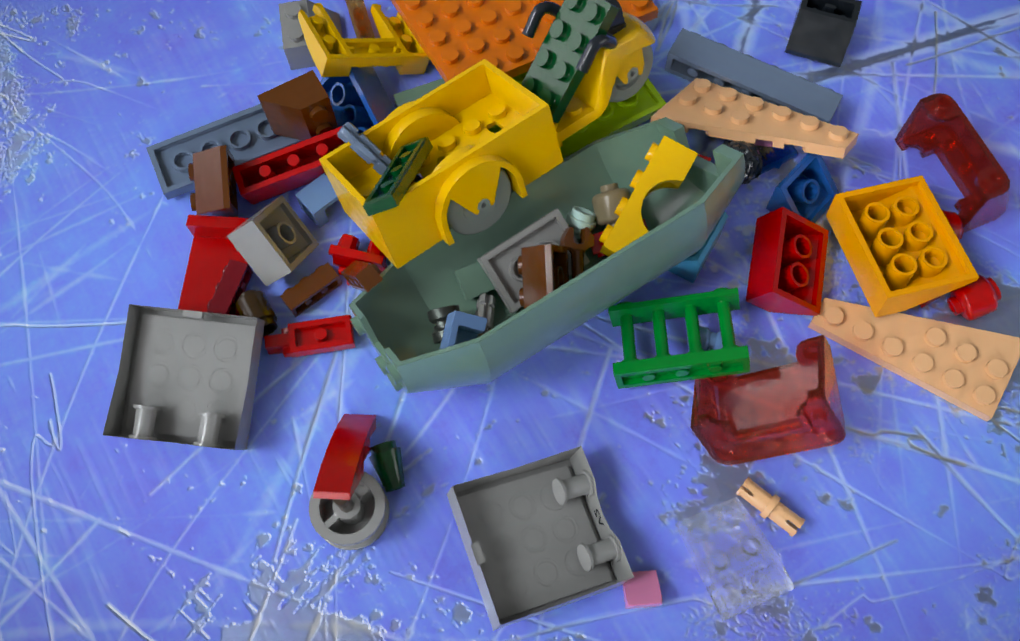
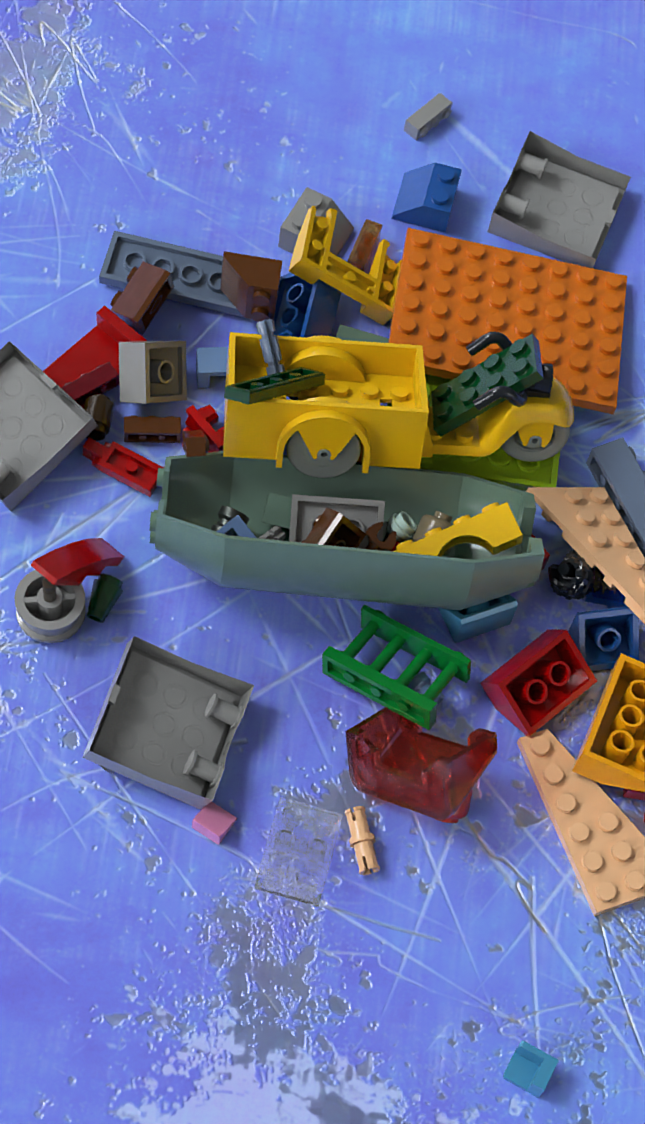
camera: 25 degrees right, 5 degrees down
(285, 168) = (203, 321): red brick -> none

